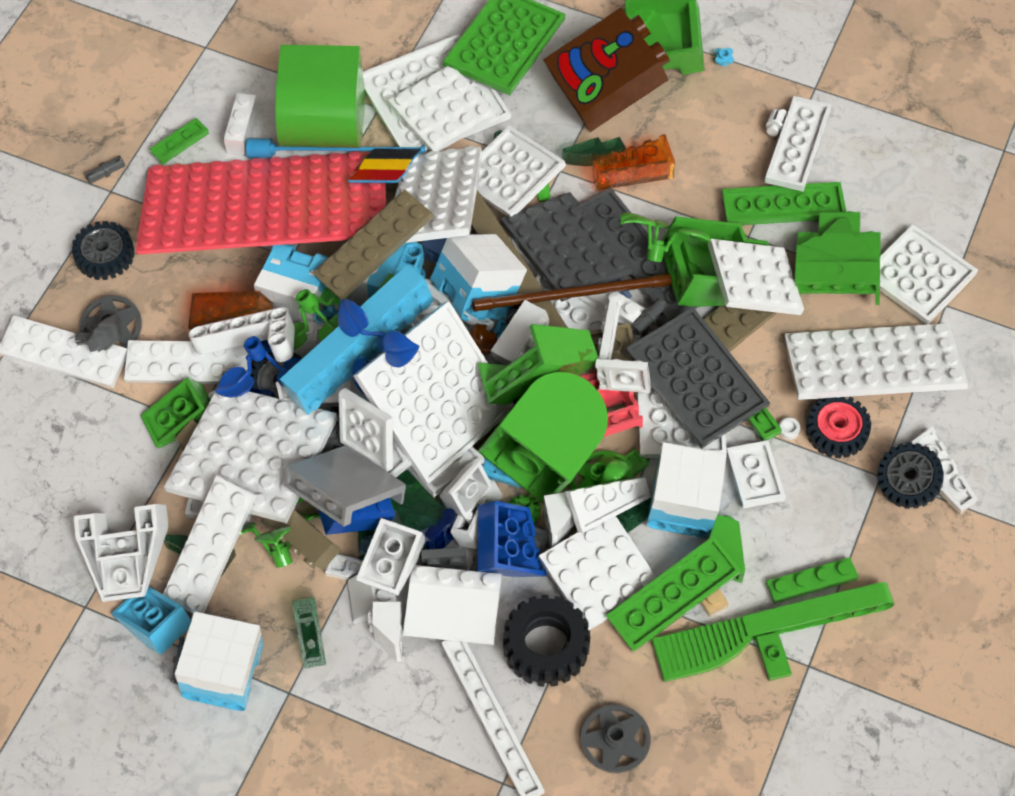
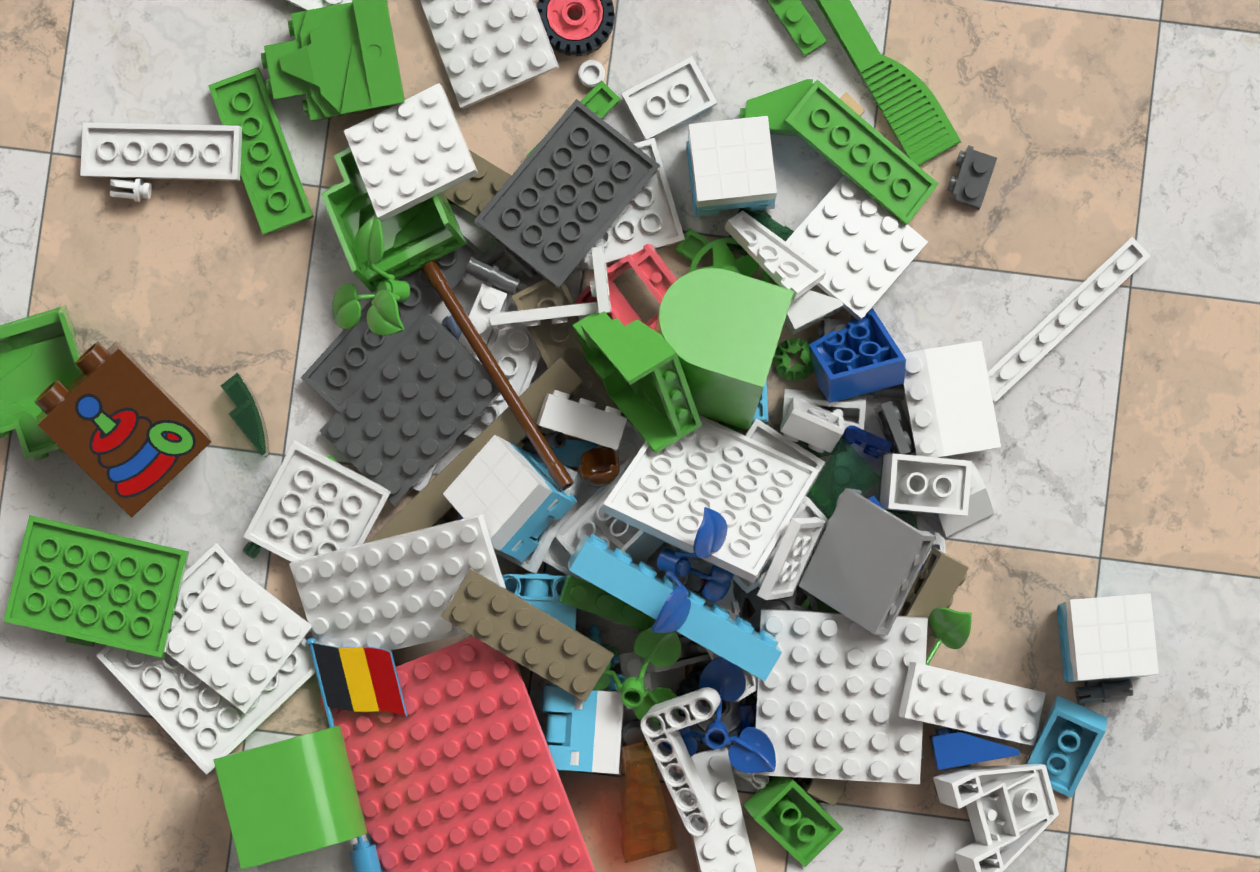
camera: 105 degrees left, 25 degrees up
(176, 532) = (961, 749): none -> blue slope
(309, 631) = (1024, 558): clear green slope -> none
(387, 626) = (1002, 465): white slope -> none
(546, 613) = (977, 249): black tyre -> none
(614, 471) = (729, 258): bright green hair -> none
(615, 739) = (1046, 177): dark grey wheel -> none
(632, 679) = (972, 178): none -> dark grey bracket
(635, 165) = (256, 352): clear orange wedge -> none
(724, 56) = (40, 286): medium azure plate -> none
(773, 656) = (895, 27): bright green plate -> none

